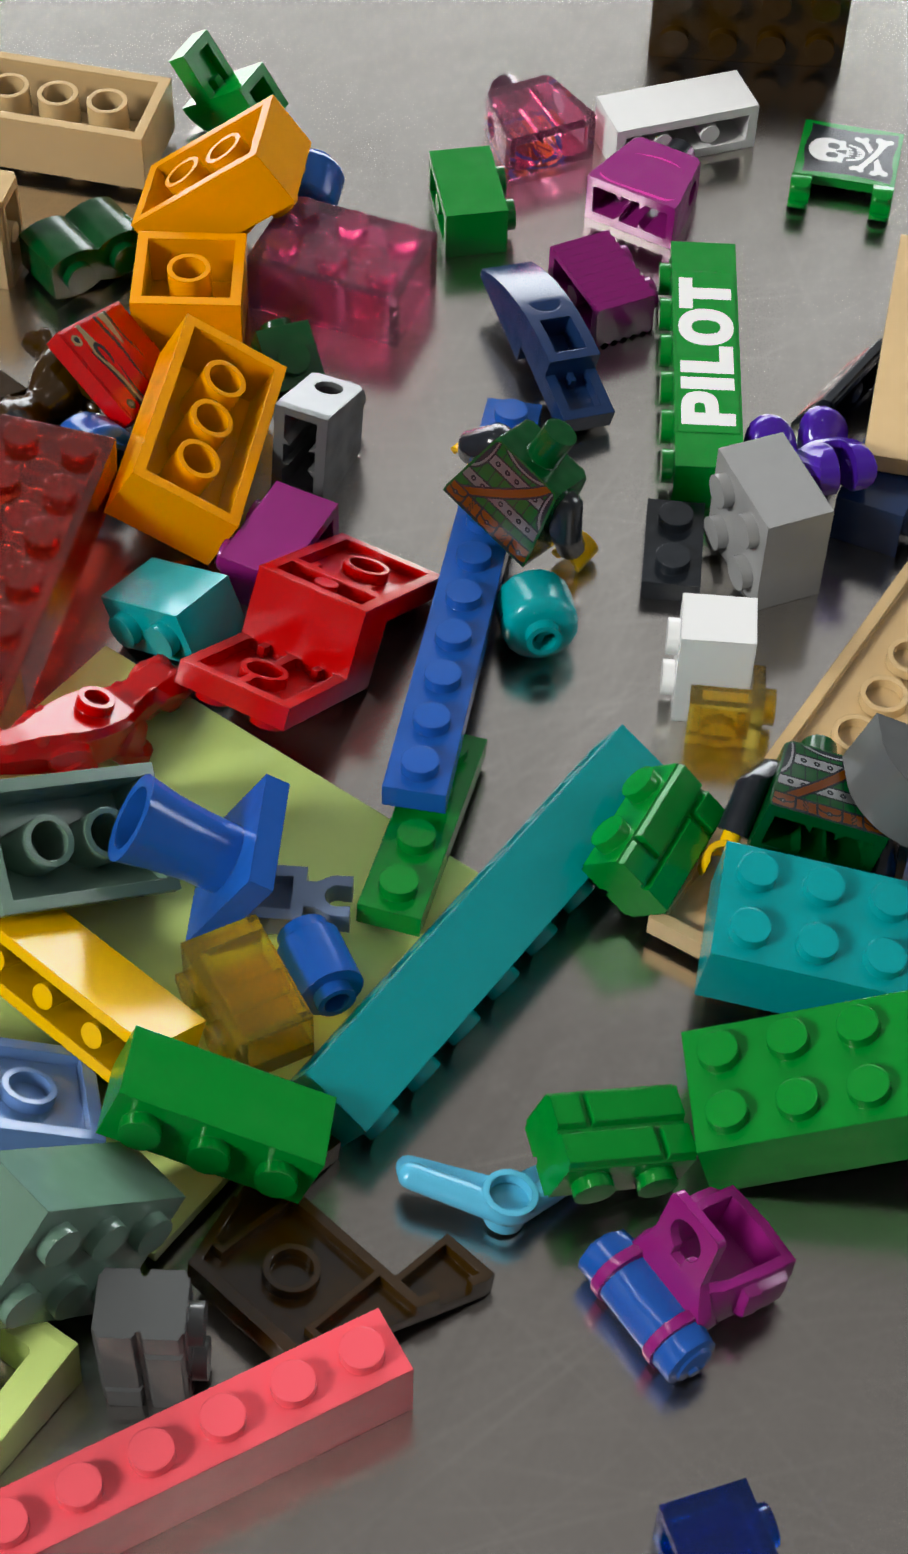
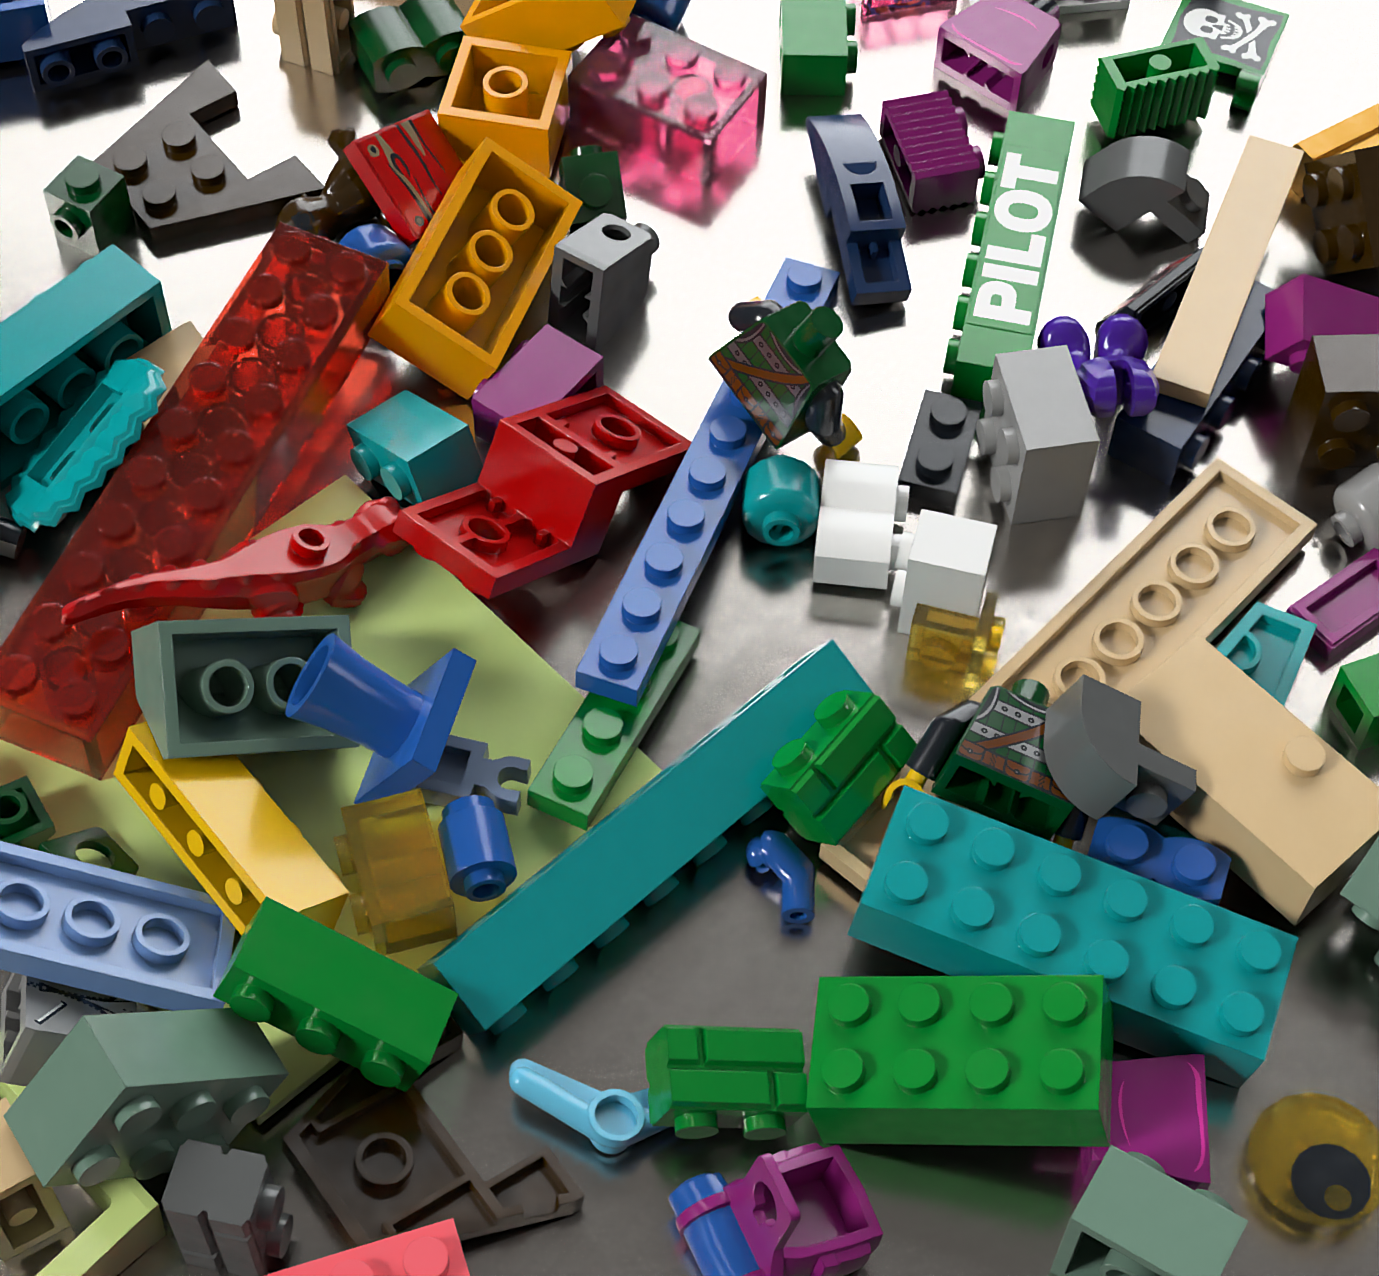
camera: 10 degrees right, 5 degrees up
(616, 625) = (857, 523): none -> white brick
(625, 944) = (795, 870): none -> blue arm
(799, 207) = (1154, 87): none -> green brick
(811, 285) = (1141, 178): none -> dark grey brick

